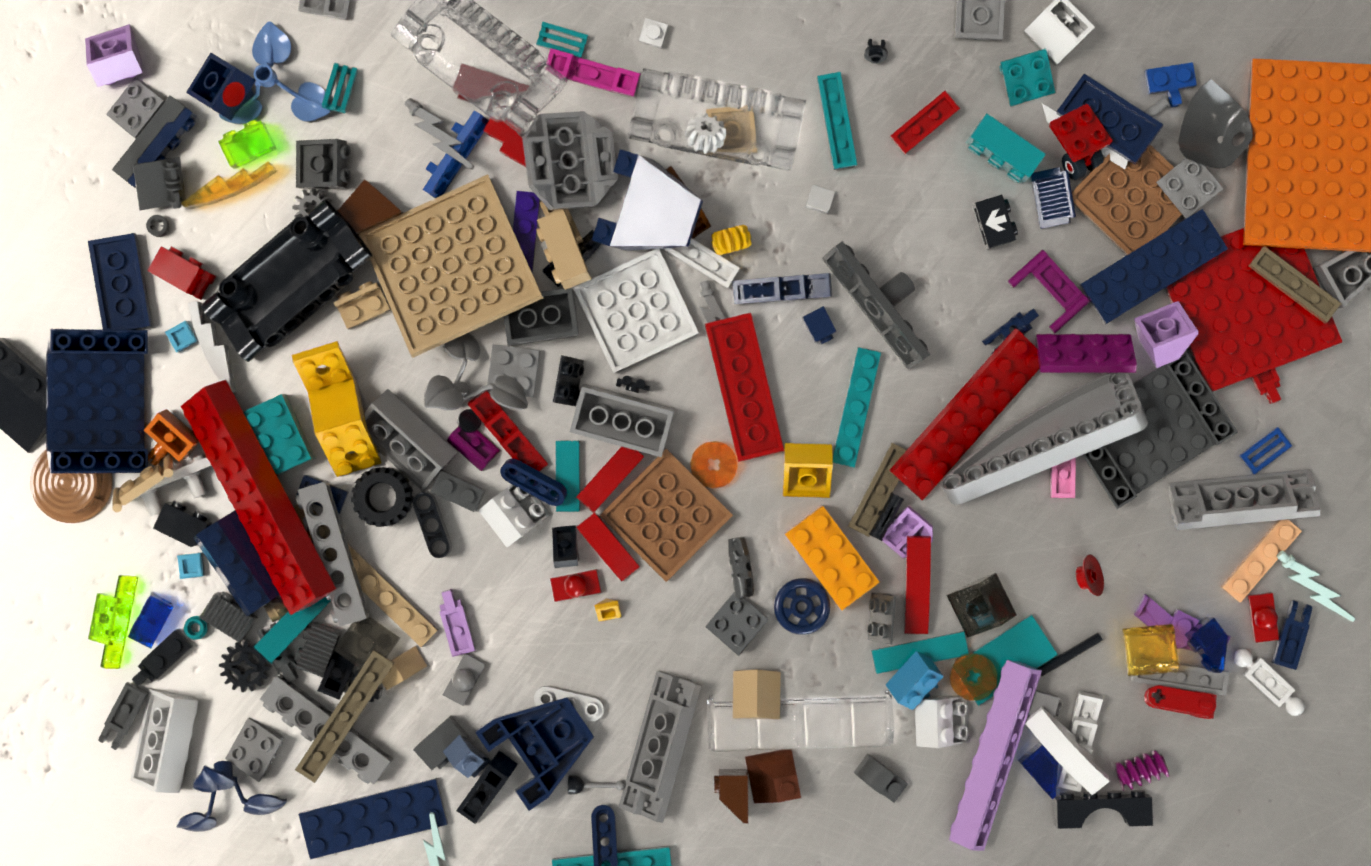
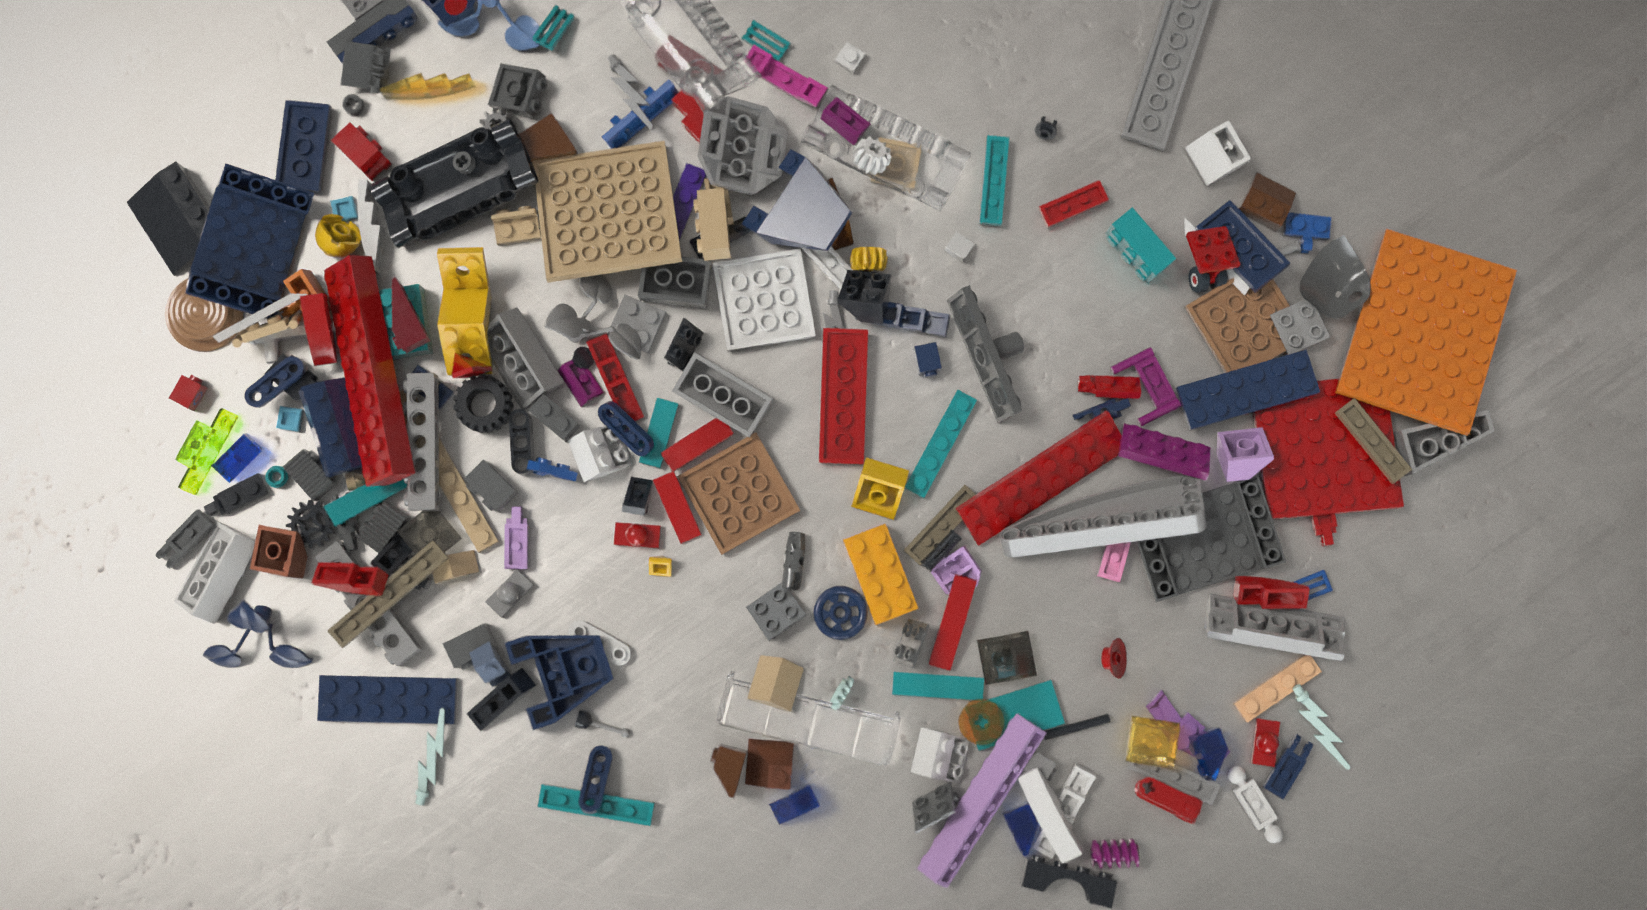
camera: 20 degrees right, 5 degrees down
(81, 567) = (188, 392): none -> red brick
(130, 473) = (257, 317): none -> white sticker
(159, 542) = (265, 383): none -> dark blue plate
(183, 367) = (336, 236): none -> yellow cylinder
(195, 469) = (319, 328): none -> red slope
(222, 704) = (279, 552): none -> copper slope
(246, 144) = (455, 54): clear neon green brick -> none
(254, 749) = (296, 604): light grey hinge -> none
(282, 439) = (405, 321): none -> dark red slope
(295, 262) = (462, 157): none -> dark grey bush
(302, 711) = (350, 578): none -> red slope
(356, 465) = (465, 367): none -> red slope
(413, 577) = (490, 486): none -> dark grey brick
(462, 544) = (544, 467): none -> blue plate
(632, 386) = (739, 366): black piece -> none
(660, 746) = (672, 706): light grey slope -> none
(667, 103) = (845, 121): none -> magenta slope
(727, 464) = (802, 448): clear orange plate -> none
(739, 278) = (866, 295): none -> black slope
(810, 809) = (794, 804): none -> clear blue slope
(825, 686) = (841, 692): none -> light aqua gear
(880, 778) = (869, 793): dark grey brick -> none
(914, 680) = (925, 709): dark azure brick -> none
(949, 774) = (934, 806): none -> dark grey hinge
(995, 221) = (1113, 310): black brick -> none
(1013, 301) = (1110, 386): none -> red hinge
(1027, 77) = (1177, 189): teal hinge -> none
(1053, 197) = (1172, 303): dark blue window -> none
(1123, 64) = (1267, 202): none -> reddish brown slope
(1229, 467) = (1270, 593): none -> red slope

